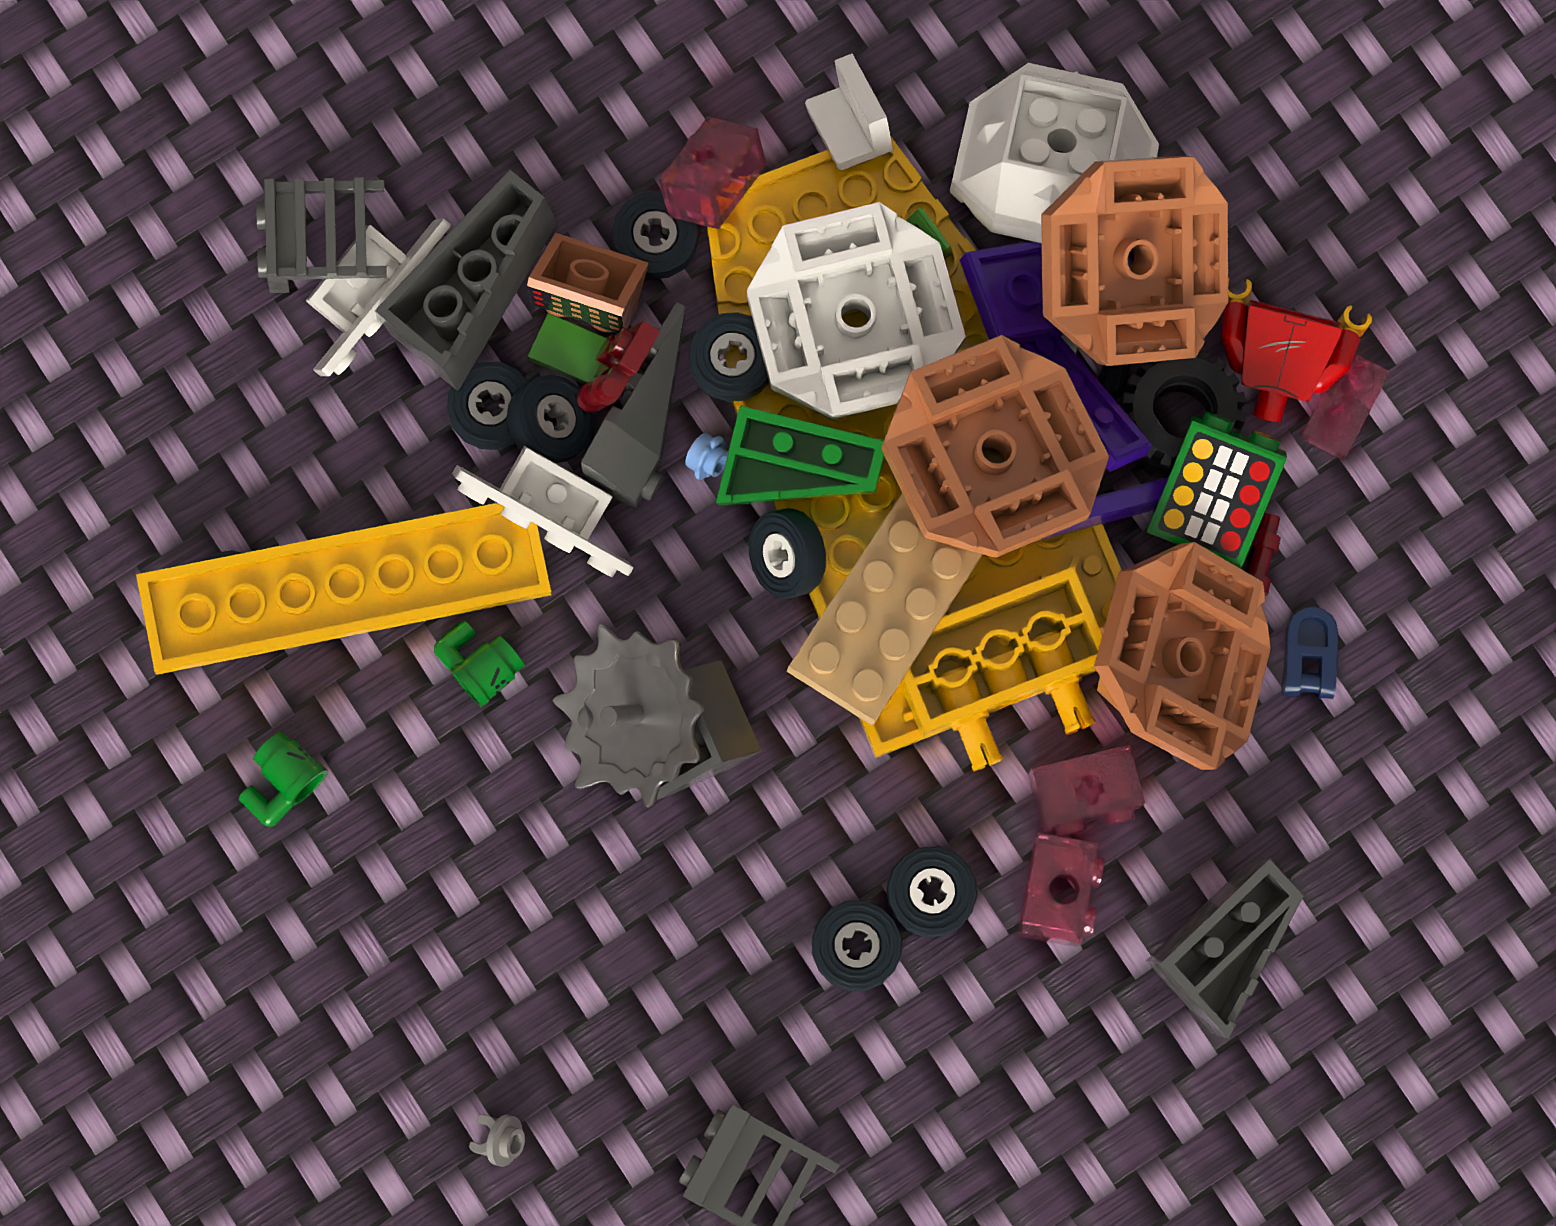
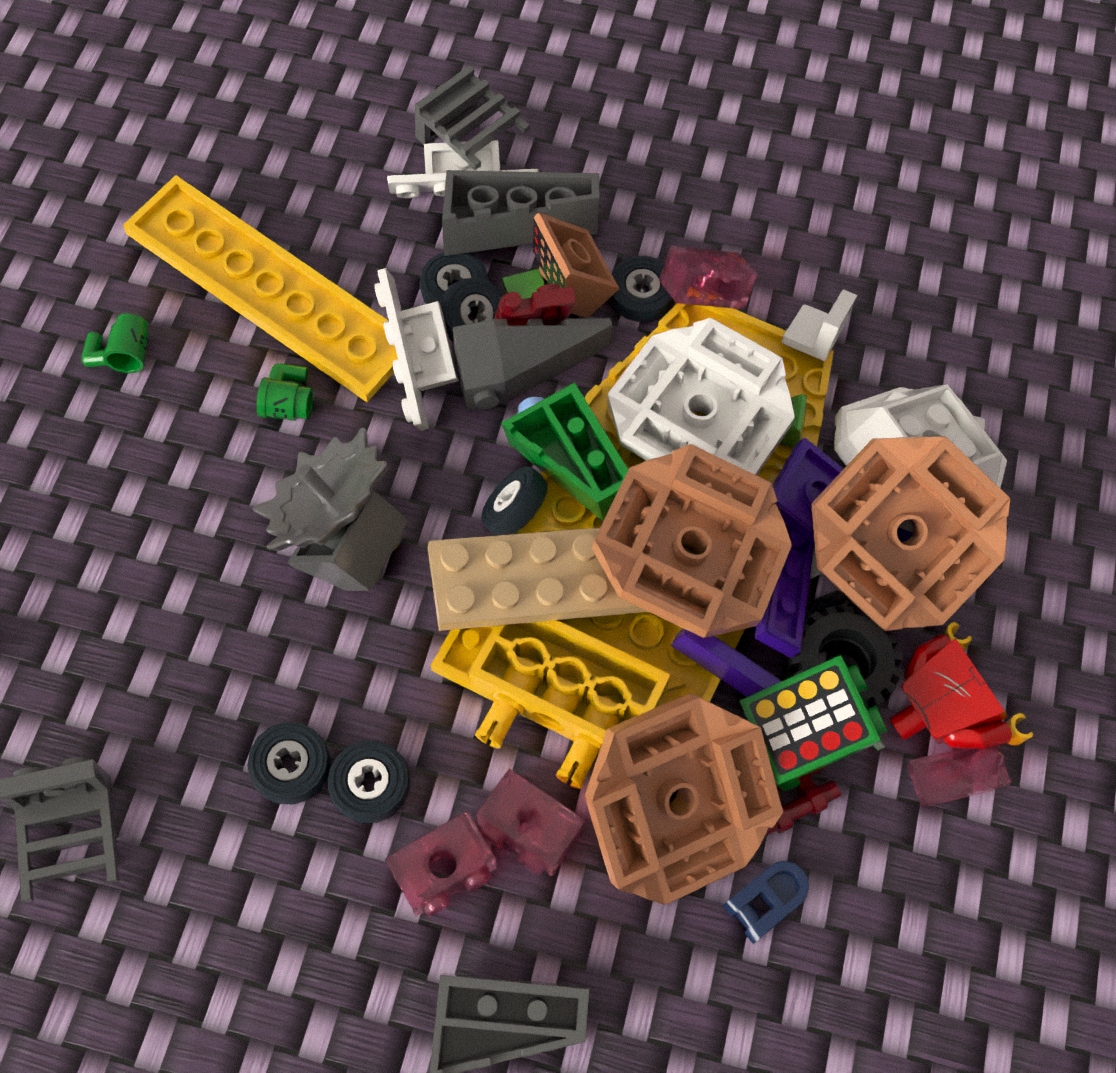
camera: 50 degrees right, 15 degrees down
(713, 375) = (599, 357): black bush -> none

